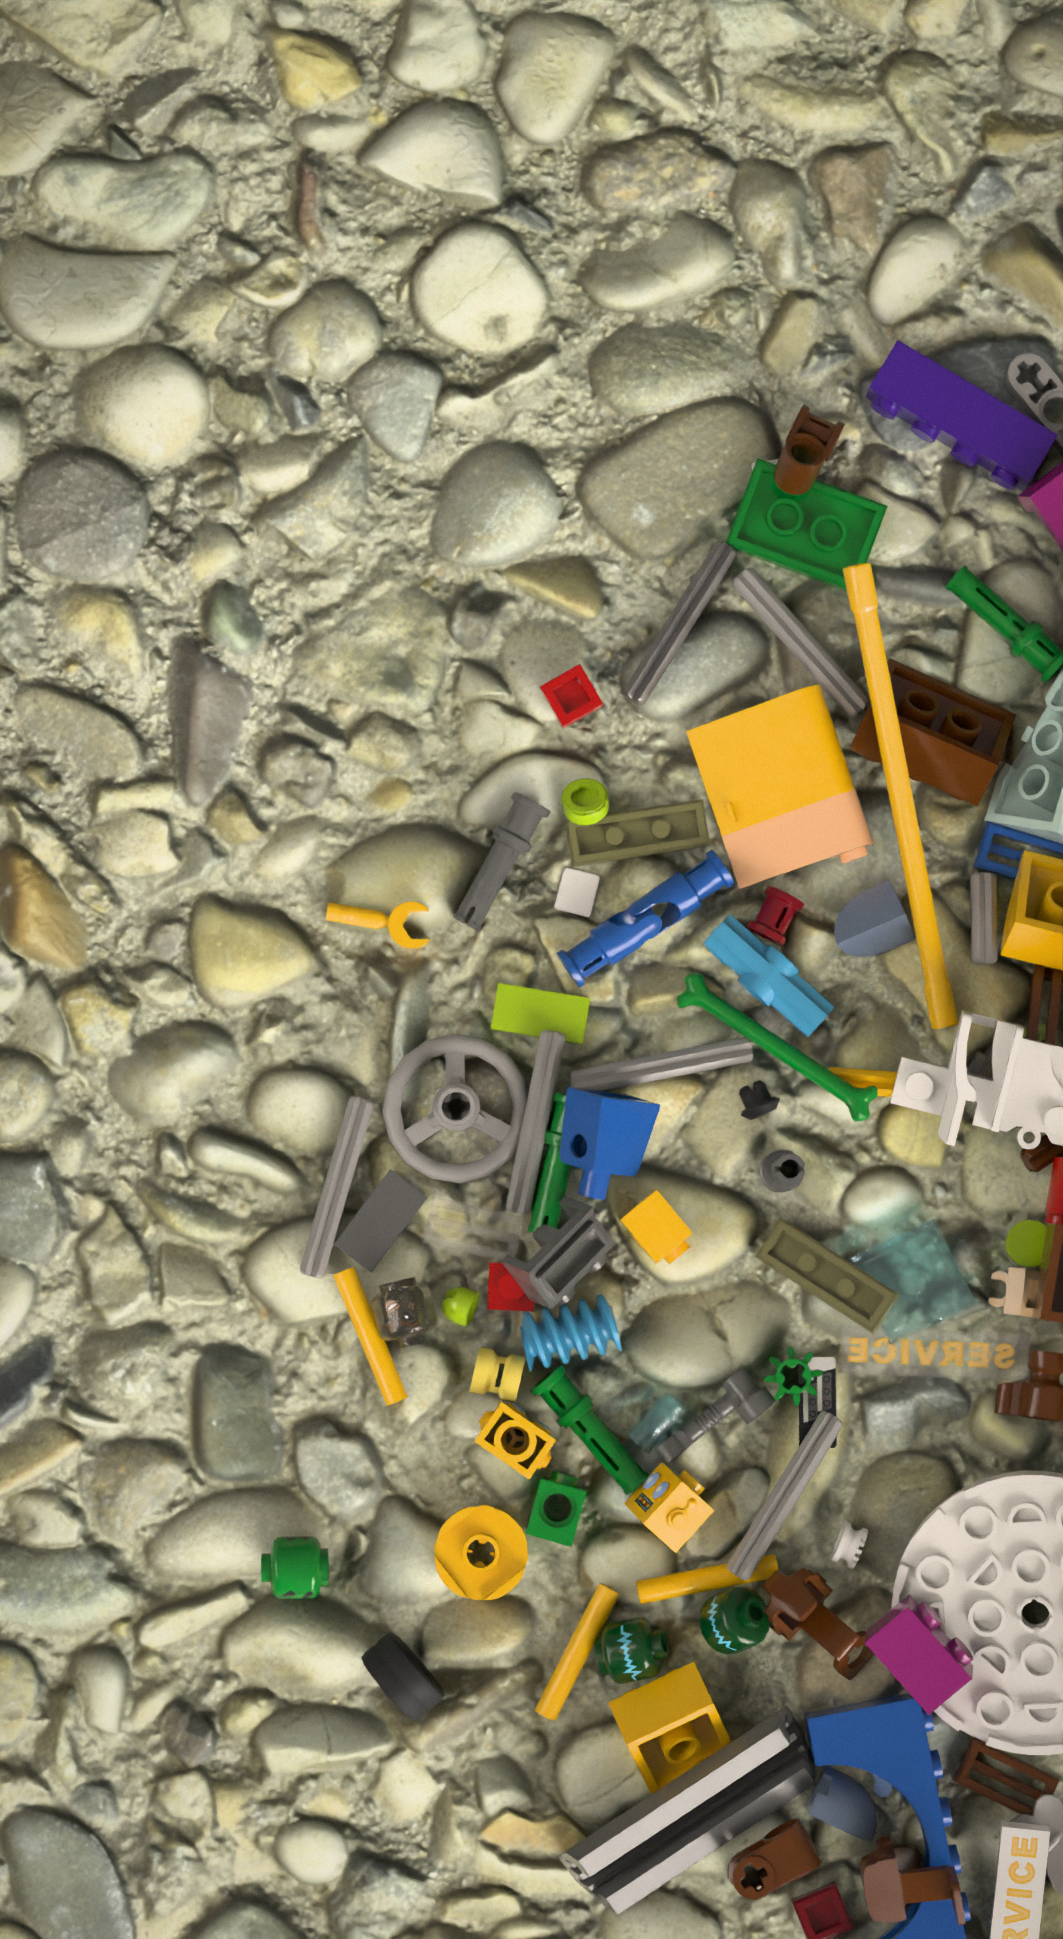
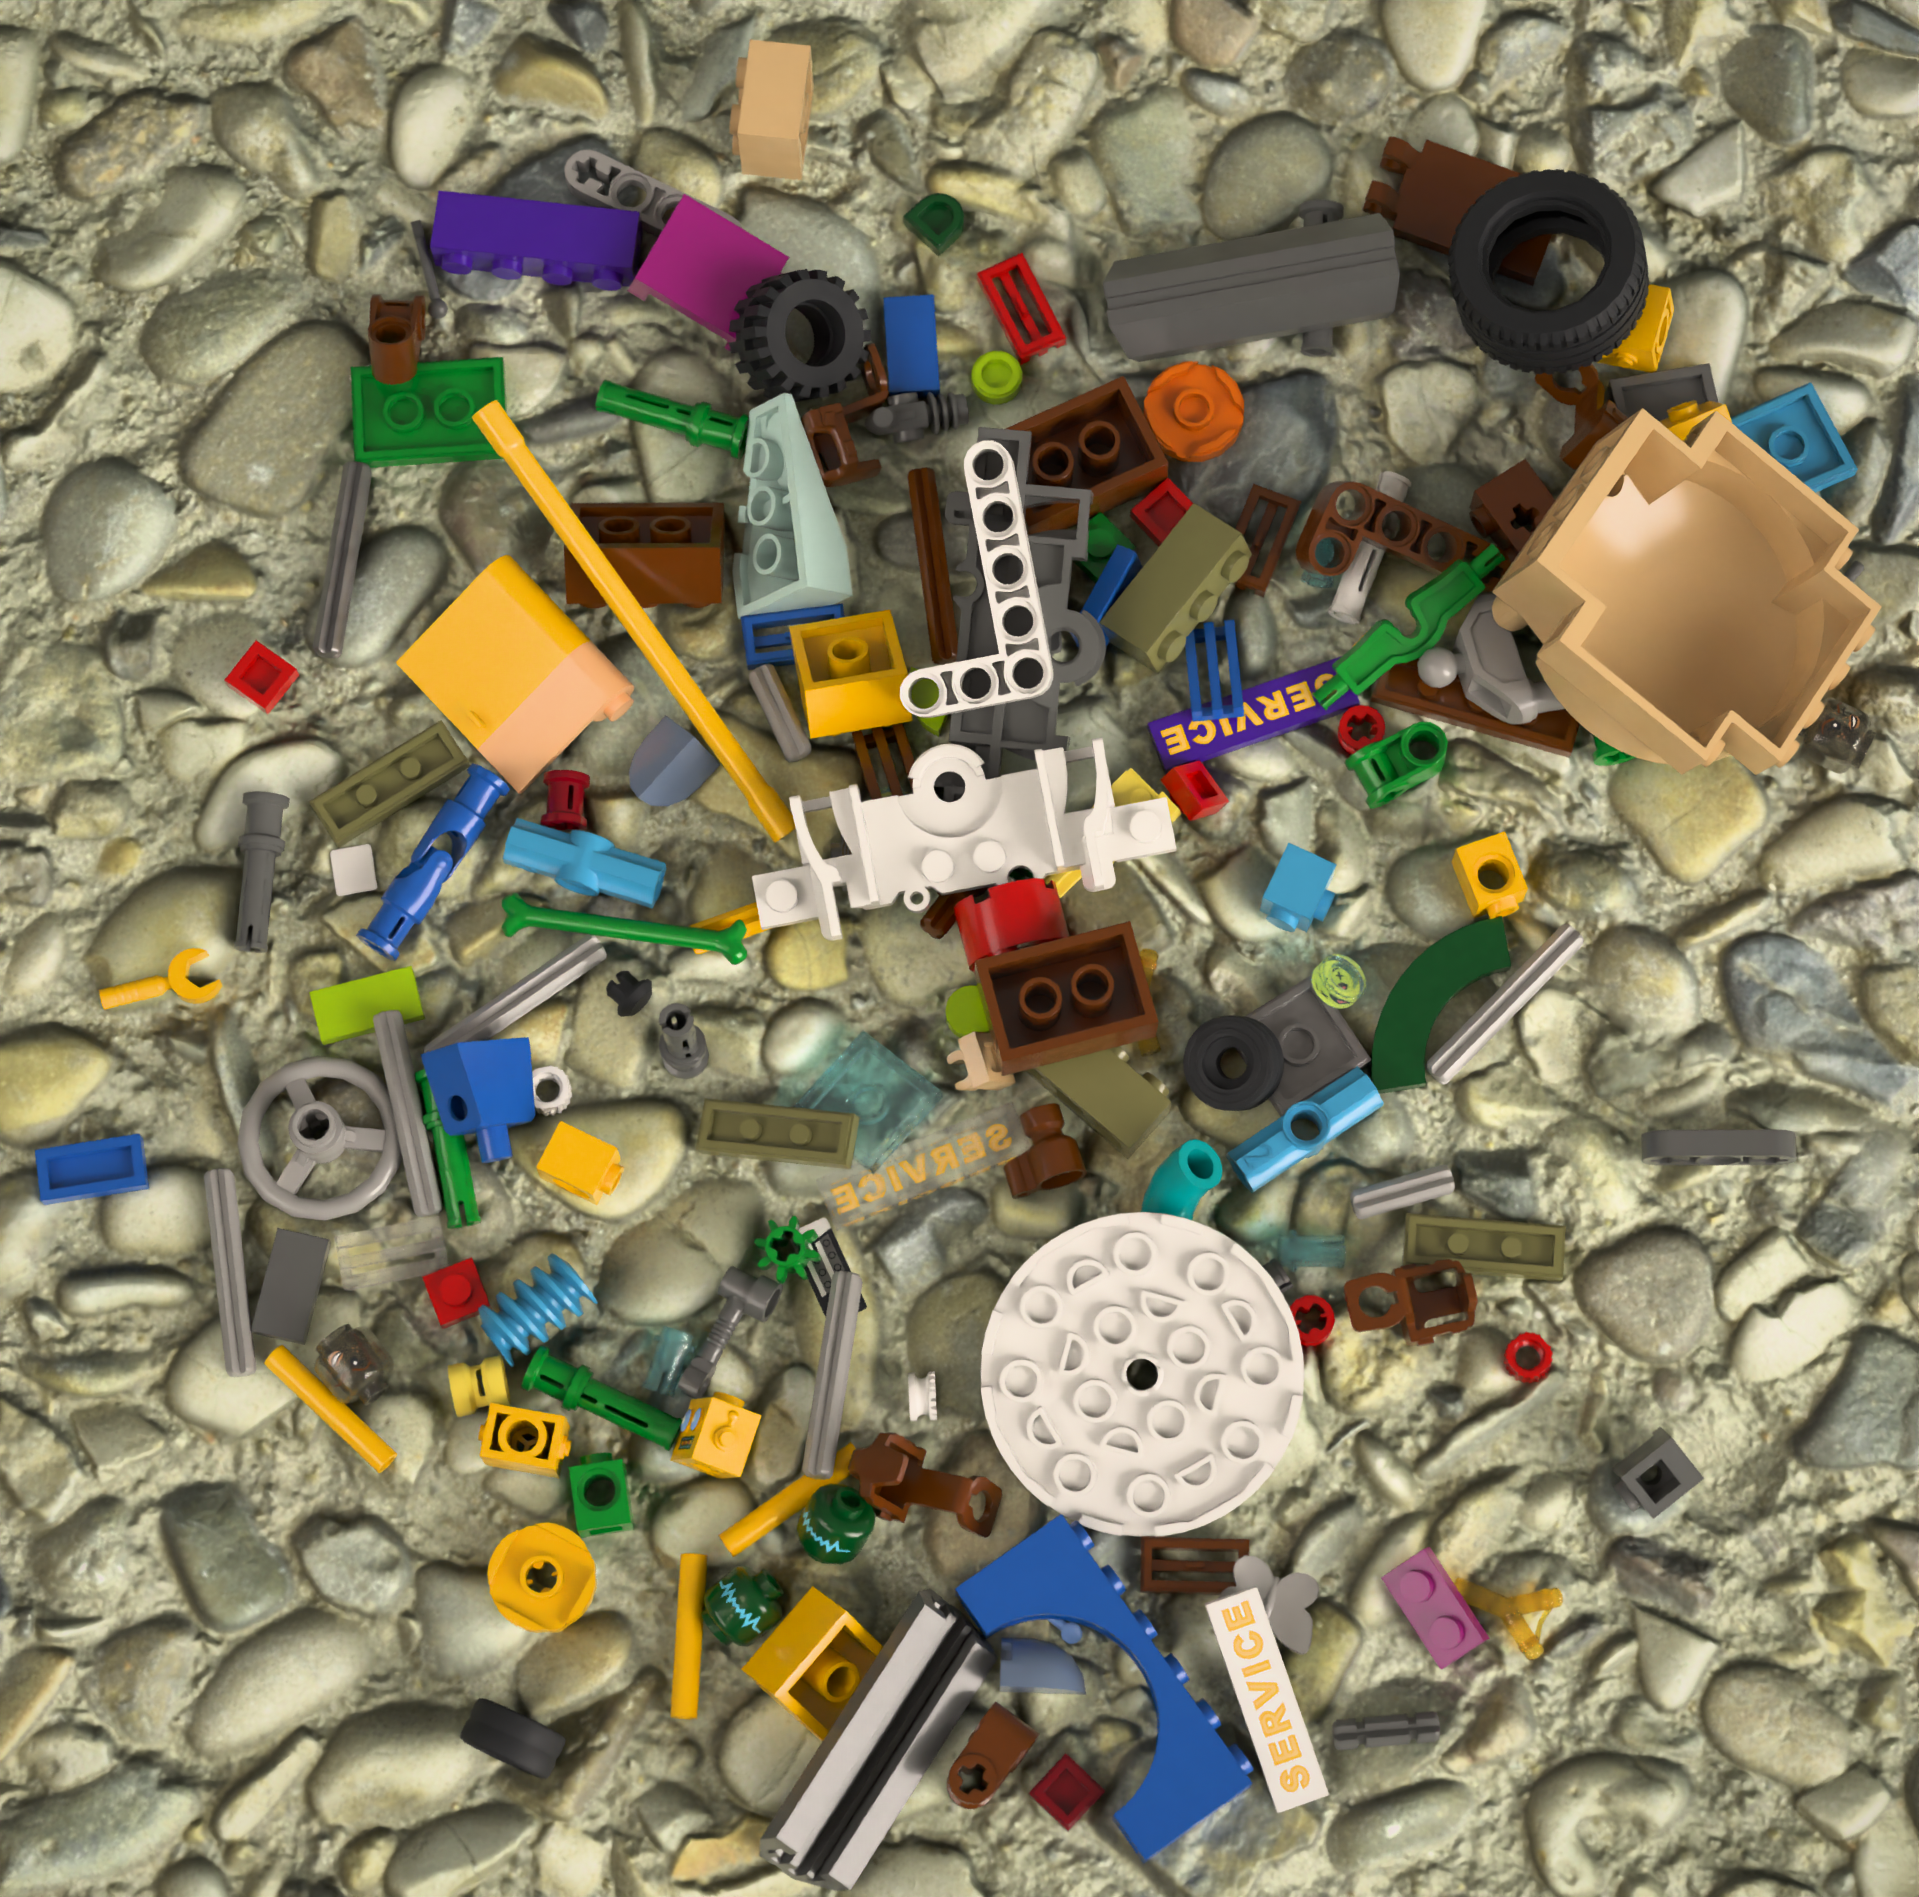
camera: 20 degrees left, 10 degrees down
(261, 1050) = (91, 1169): none -> blue tile
(296, 1567) = (352, 1678): green head -> none
(460, 1305) = (411, 1334): lime hinge -> none
(563, 1256) = (491, 1231): dark grey window -> none
(585, 801) = (321, 774): lime tile -> none
(671, 1153) = (563, 1098): none -> white axle
(800, 642) = (472, 525): light grey axle -> none
(851, 436) = (437, 307): none -> dark grey hinge
(895, 1877) = (1120, 1711): reddish brown piece -> none
(920, 1653) = (1041, 1466): magenta brick -> none

